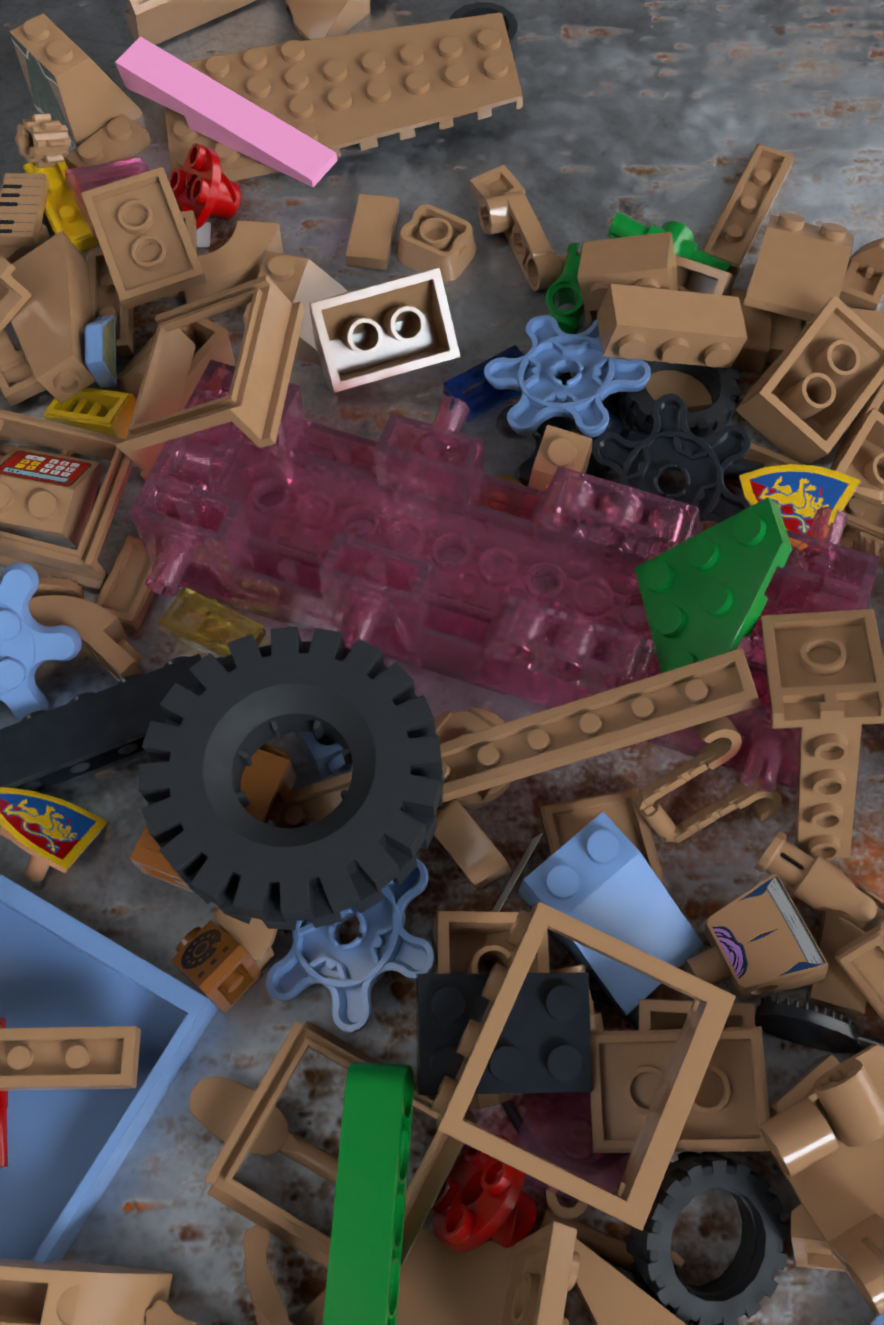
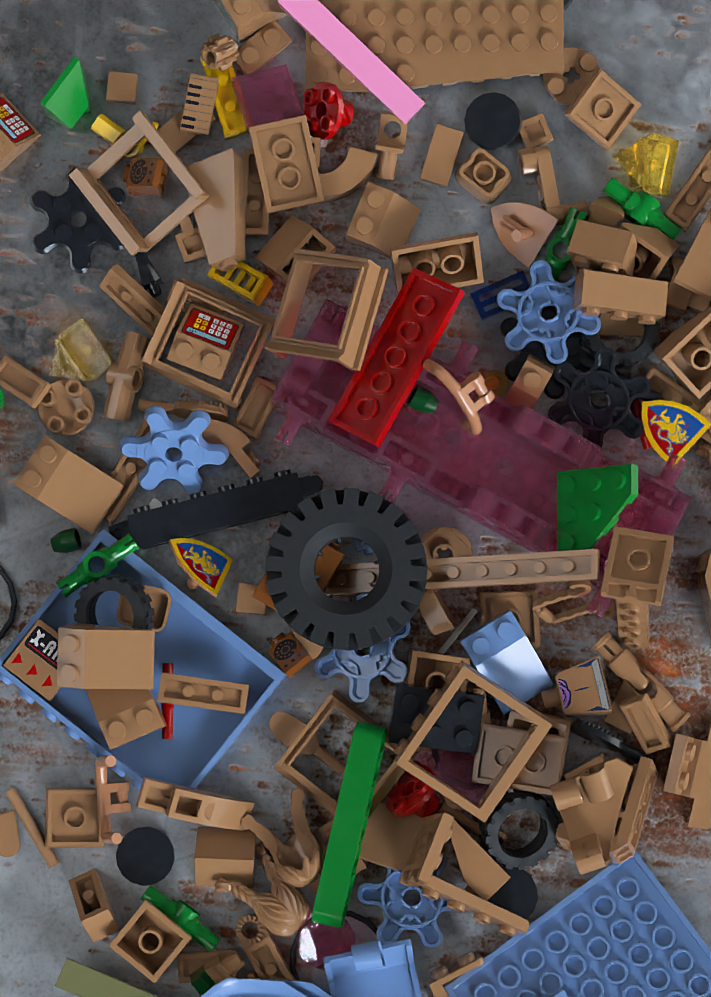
camera: 10 degrees right, 20 degrees up
(101, 350) = (251, 238): medium blue tile -> none
(138, 890) = (246, 602): none -> medium nougat tile
(206, 624) = (307, 452): clear yellow plate -> none
(298, 222) = (389, 147): none -> medium nougat bracket
(333, 437) = (396, 357): none -> red plate
(391, 498) = (422, 400): none -> dark green hose
(438, 177) = (493, 121): none -> black tile
(457, 455) = (460, 391): none -> nougat piece
(505, 293) = (522, 229): none -> nougat shield
(539, 109) = (558, 86): none -> medium nougat plate
(584, 147) = (602, 109): none -> medium nougat tile
(664, 195) = (650, 163): none -> clear yellow slope

